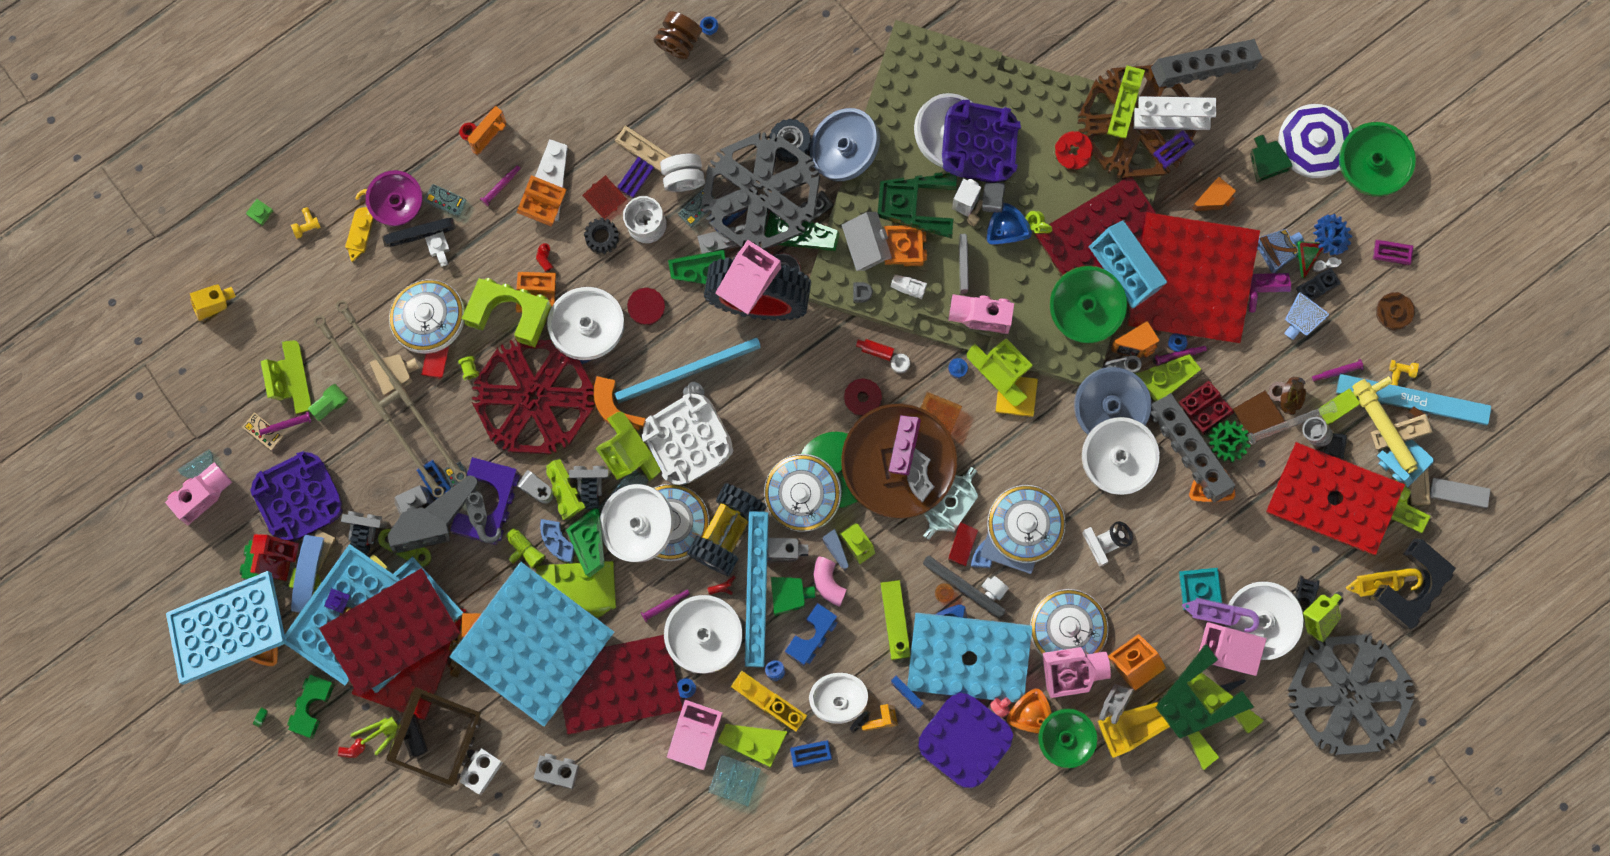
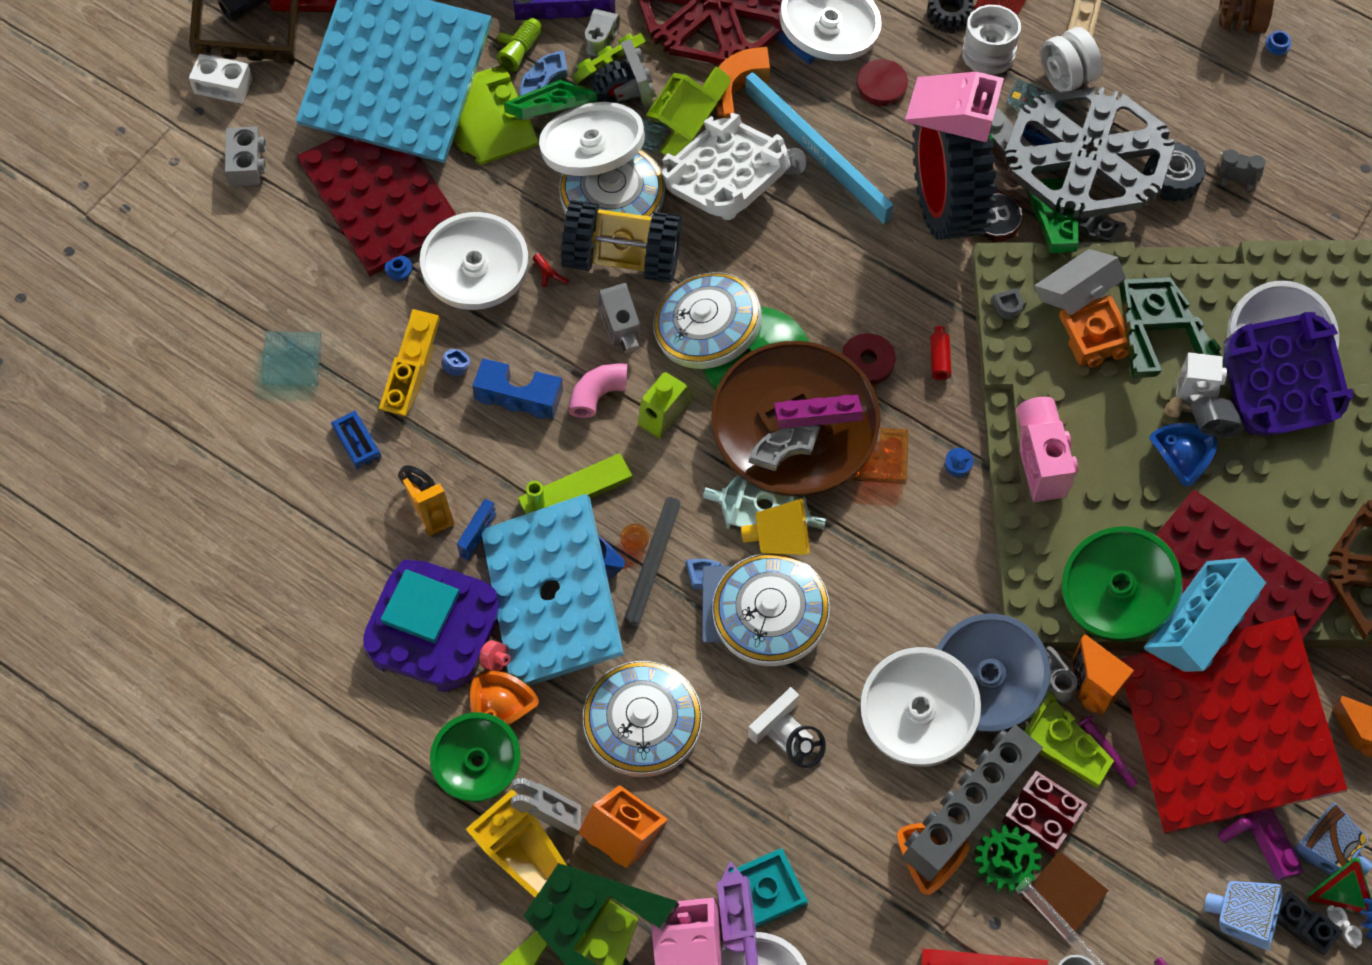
camera: 70 degrees right, 15 degrees down
(643, 164) = (1042, 21): dark purple tile -> none
(664, 605) = (494, 209): magenta piece -> none
(694, 734) = (340, 291): bright pink slope -> none
(753, 742) = (350, 367): lime wing -> none
(756, 589) = (554, 296): medium azure tile -> none
(789, 594) = (562, 346): green torso -> none
(802, 96) = (1240, 168): none -> dark grey piece
(834, 545) = (643, 383): sand blue slope -> none
(838, 690) = (439, 442): white dish -> none
(844, 144) = (1200, 226): sand blue dish -> none
(900, 363) = (934, 390): white tile -> none
(909, 286) = (1043, 357): white hinge -> none
(957, 743) = (420, 606): none -> teal tile
(962, 544) = (712, 540): red slope -> none
(963, 264) = (1105, 410): light grey tile -> none
(976, 499) = (780, 529): none -> yellow torso
(994, 588) = (663, 598): white plate -> none
(1002, 368) = (984, 505): lime plate -> none
(1026, 408) = (952, 548): yellow tile -> none
(1037, 222) = (1208, 484): lime plate -> none
(1063, 149) = (1337, 488): red plate -> none
(1074, 671) = (577, 734): bright pink brick -> none
(1173, 346) = (1122, 749): blue plate -> none
(1292, 394) = (1117, 927): reddish brown tile -> none

